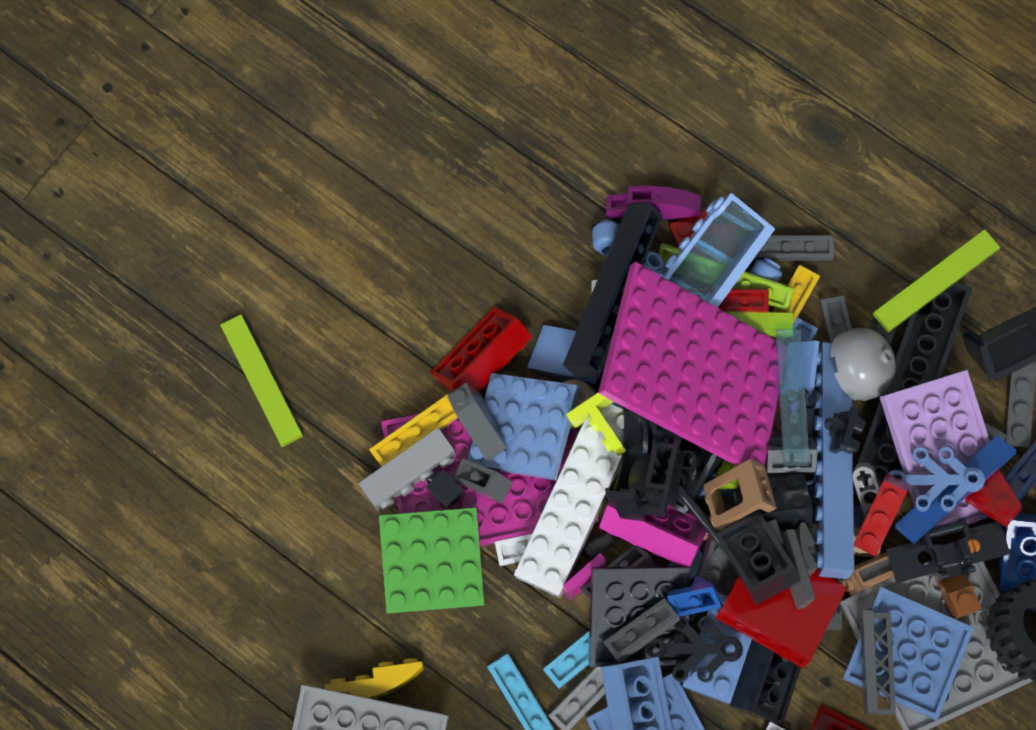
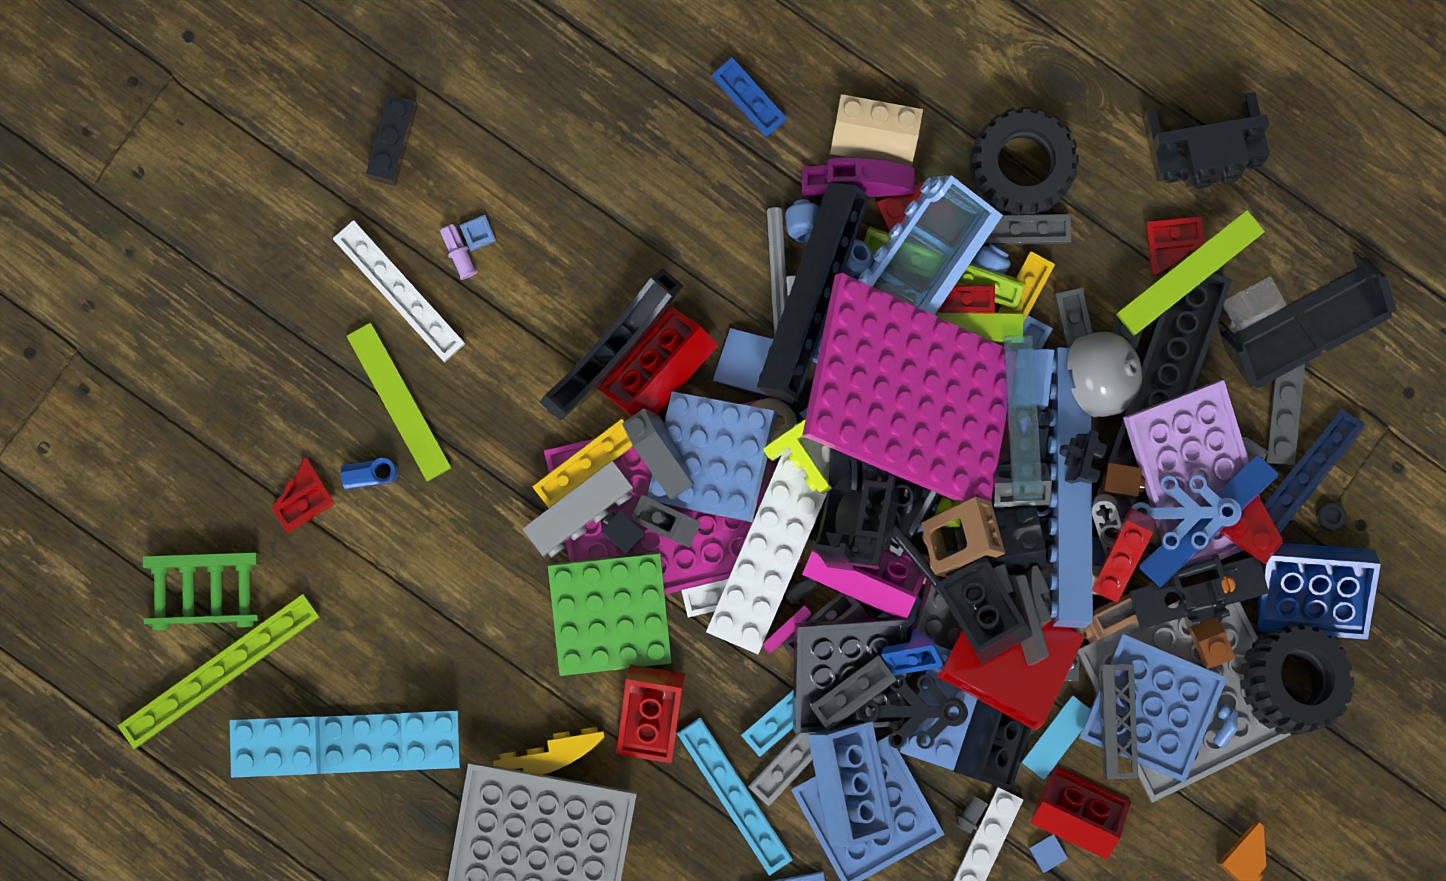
camera: 15 degrees left, 10 degrees up
(73, 510) = (187, 566): none -> bright green fence
(93, 603) = (218, 671): none -> lime plate
(174, 458) = (302, 498): none -> red wing
(196, 668) = (344, 744): none -> medium azure bracket
(230, 438) = (366, 474): none -> blue piece
(266, 168) = (391, 140): none -> black brick
(266, 289) = (399, 291): none -> white plate
(317, 259) = (458, 251): none -> lavender axle
(334, 244) = (477, 233): none -> medium blue tile
(443, 336) = (613, 346): none -> black arch
(464, 648) = (650, 713): none -> red slope
(564, 139) = (749, 97): none -> blue plate
(584, 268) = (777, 263): none -> light grey axle
(669, 164) = (876, 130): none -> tan slope
(801, 164) = (1044, 131): none -> black tyre
(822, 680) = (1057, 738): none -> medium azure tile
(880, 452) = (1122, 480): none -> reddish brown brick
(919, 257) = (1172, 241): none -> red wing
(955, 182) = (1212, 150): none -> black piece
(977, 672) = (1230, 725): none -> medium blue arm
(991, 311) = (1253, 304): none -> clear panel

